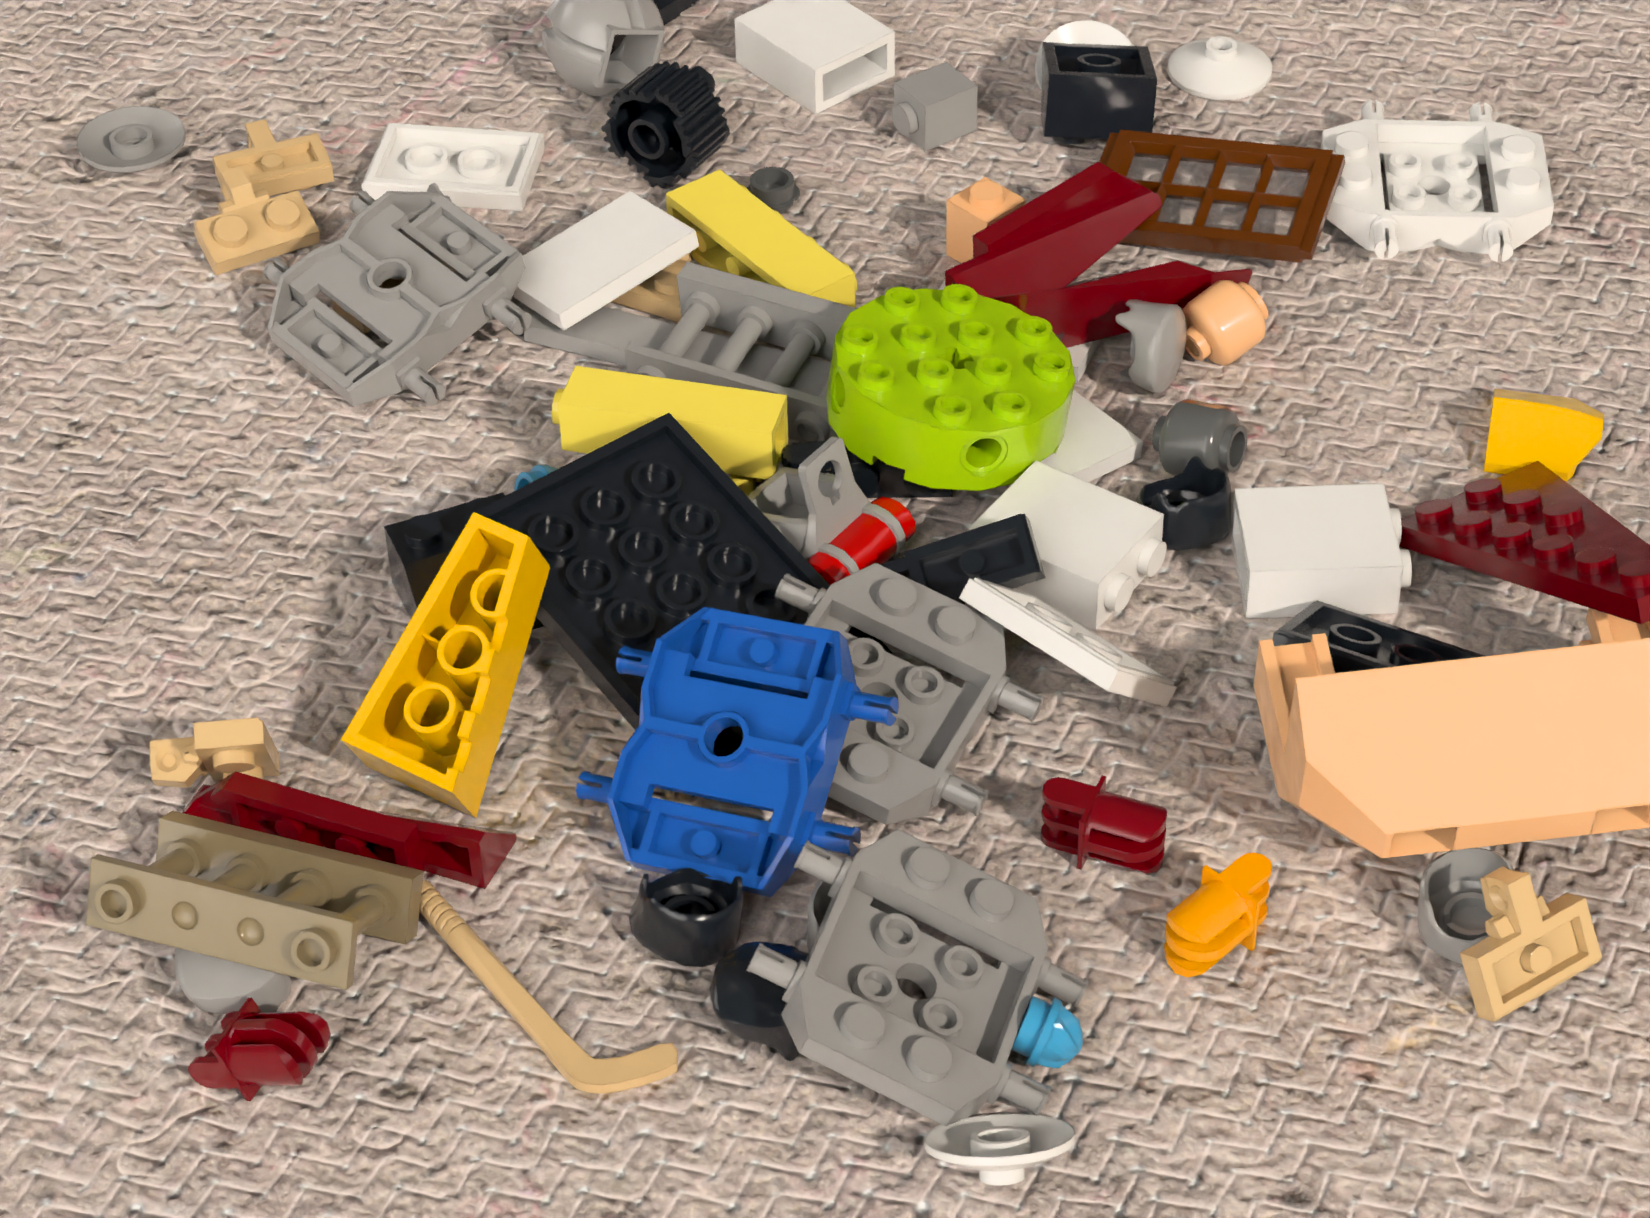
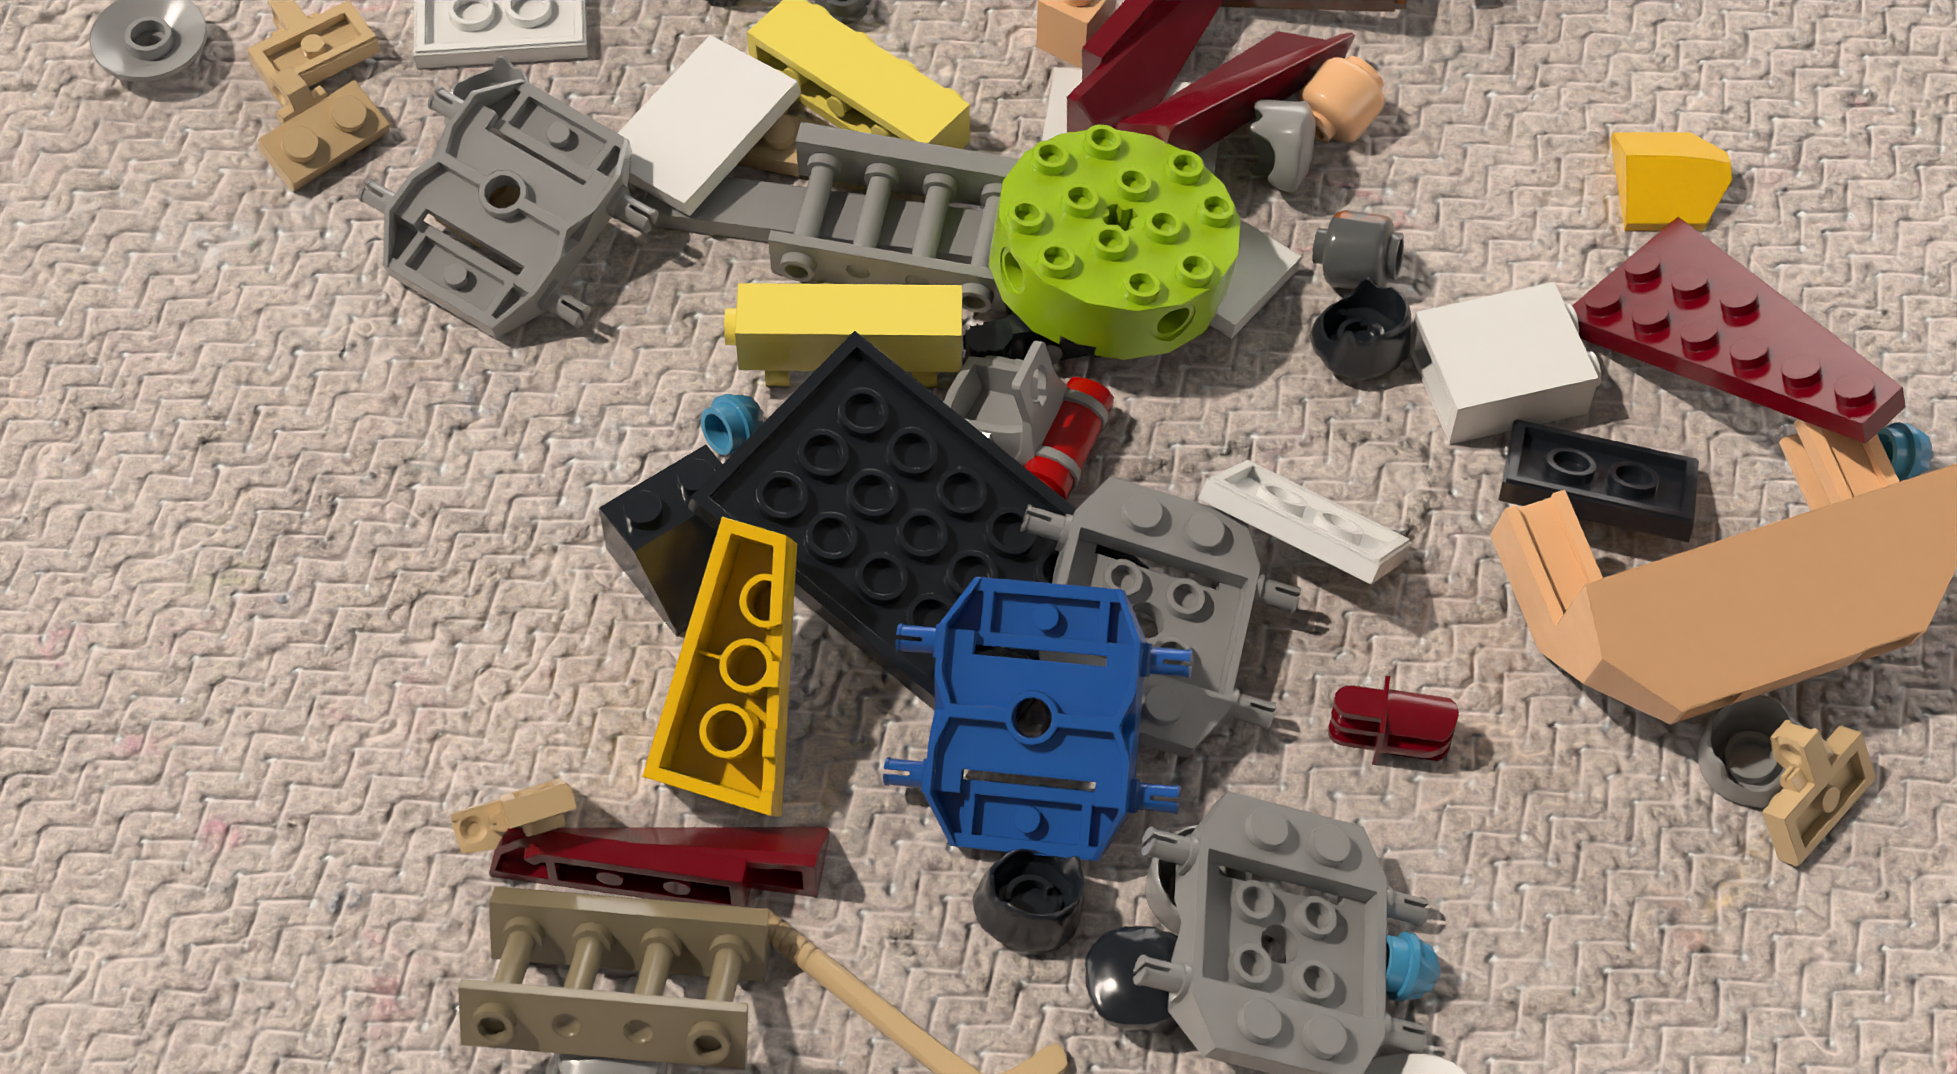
camera: 15 degrees left, 15 degrees up
(994, 552) = (1187, 449): black hinge -> none
(1087, 539) = (1266, 397): white brick -> none
(1218, 915) = (1526, 806): light orange arm -> none

